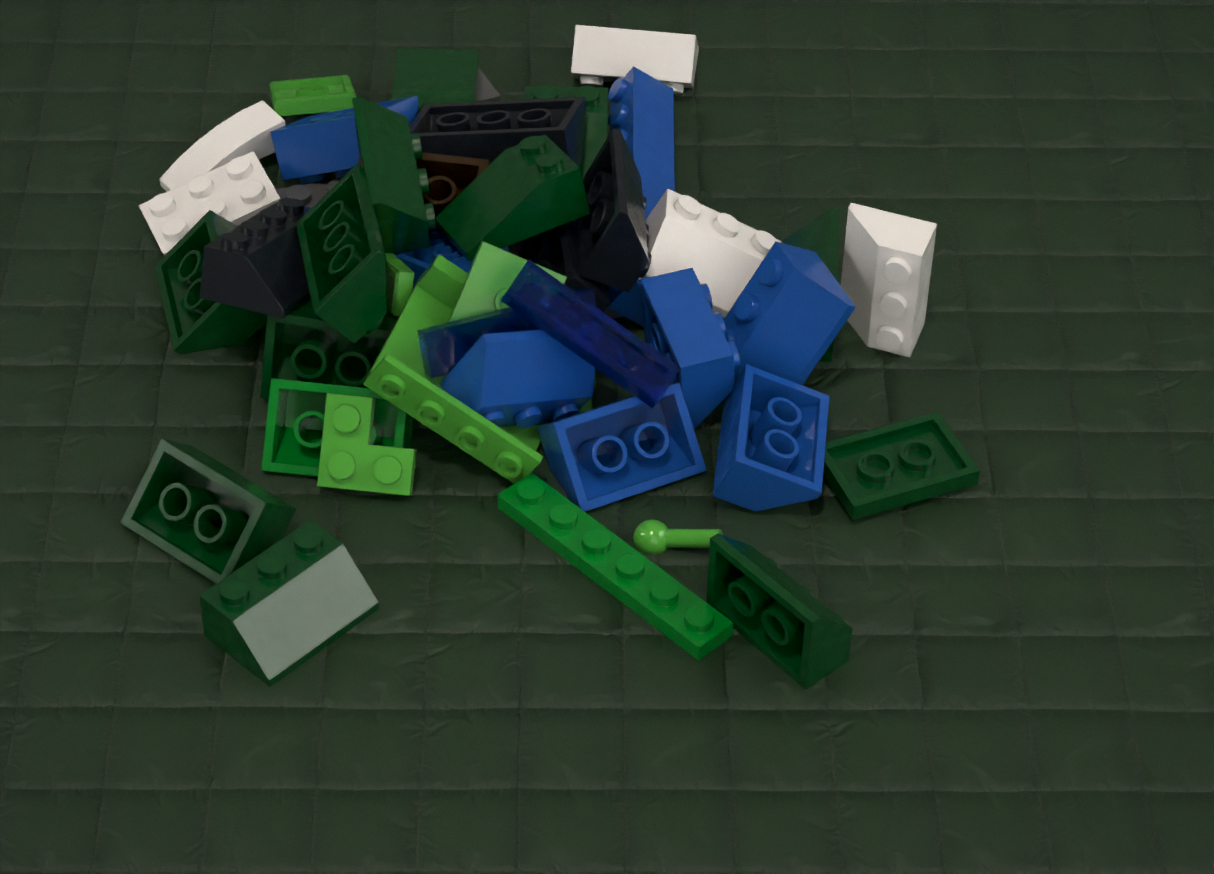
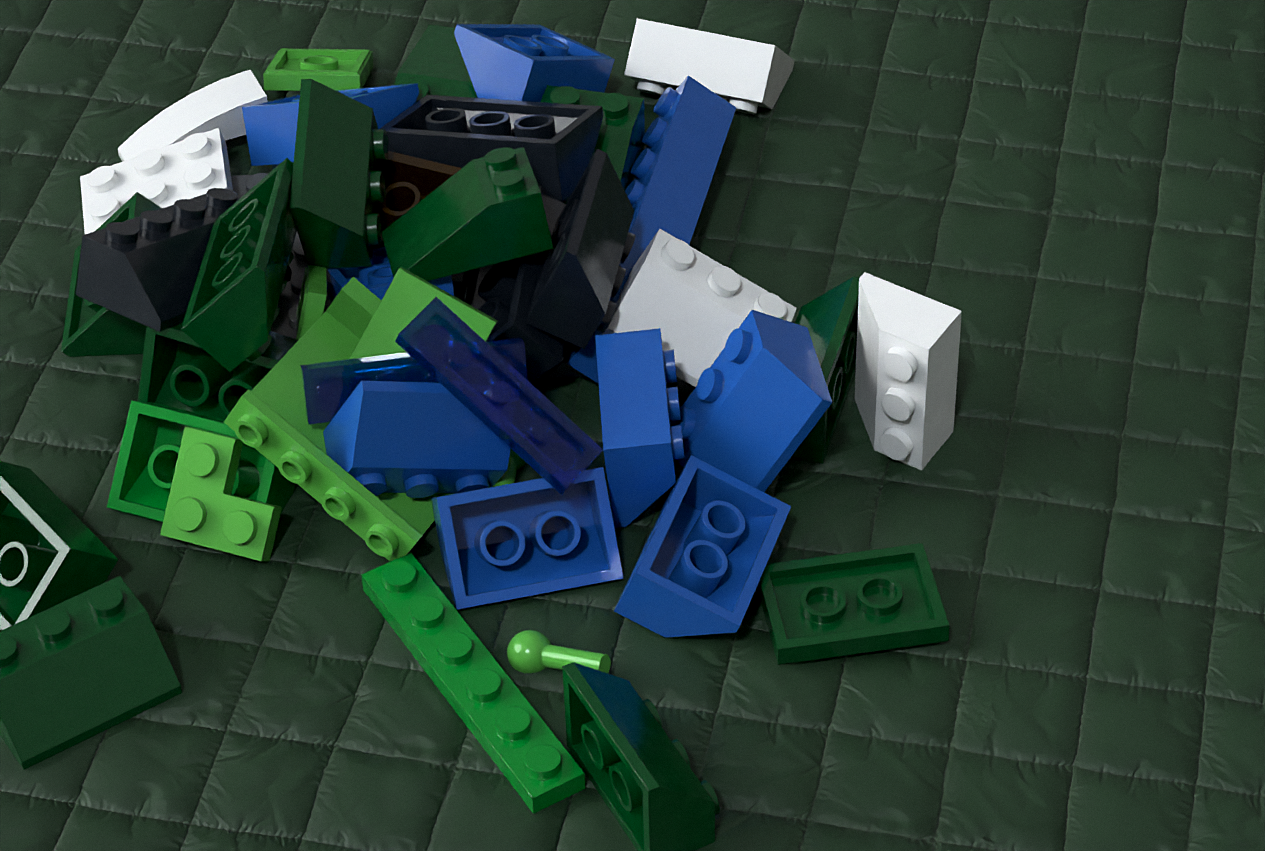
camera: 15 degrees right, 0 degrees up
(498, 70) = (525, 58): none -> blue slope

